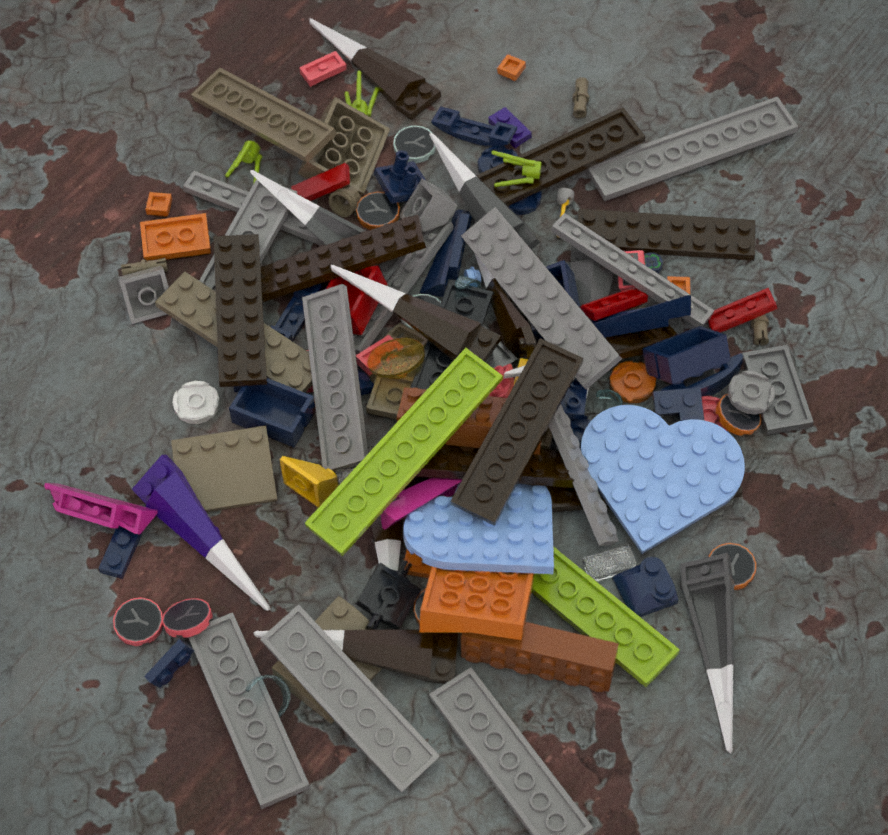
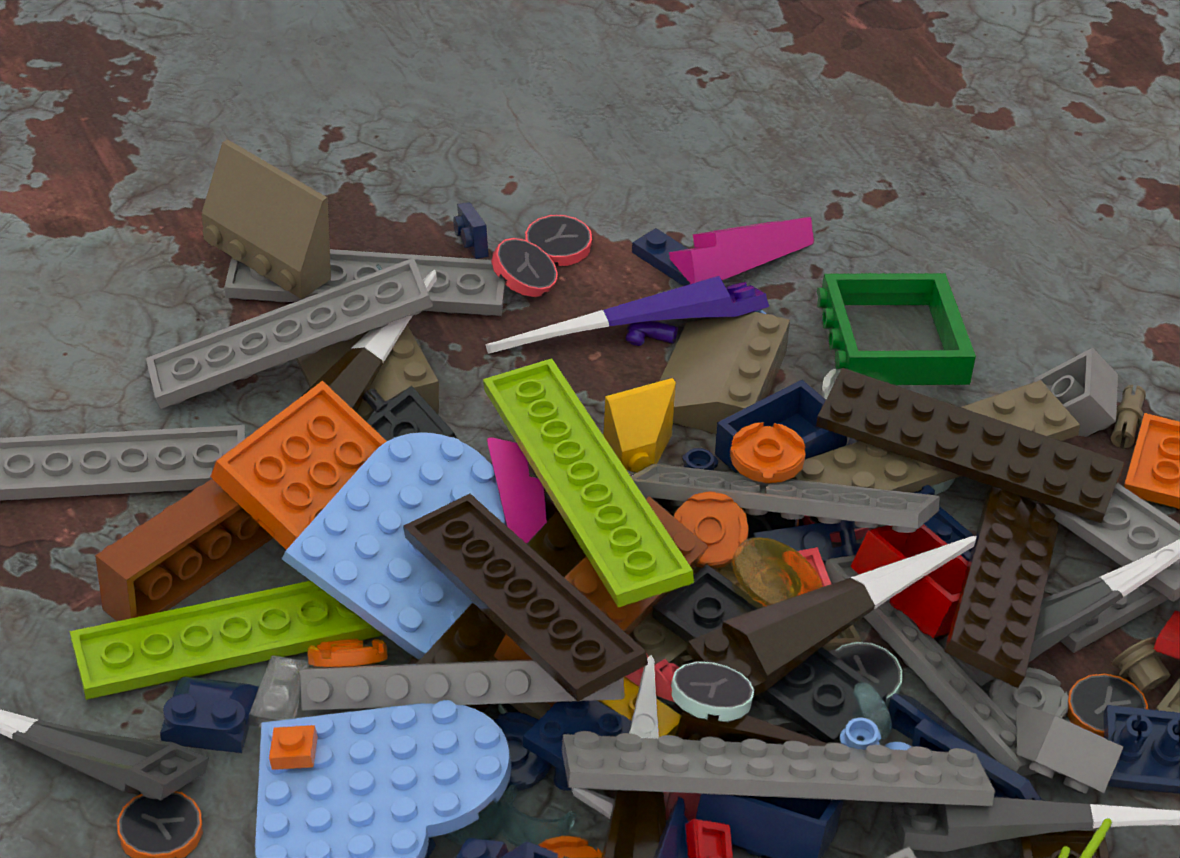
camera: 115 degrees right, 15 degrees down
(121, 369) = (906, 367): none -> green window
(262, 763) = (268, 221): none -> dark tan slope
(306, 445) = (700, 459): none -> dark blue plate
(307, 395) = (767, 452): none -> orange tile
(379, 401) = (715, 522): none -> orange tile
(486, 274) = (860, 729): none -> light blue plate
(513, 334) = (712, 690): none -> tile
(573, 534) = (346, 653): none -> orange tile
(659, 513) = (293, 747): none -> orange plate

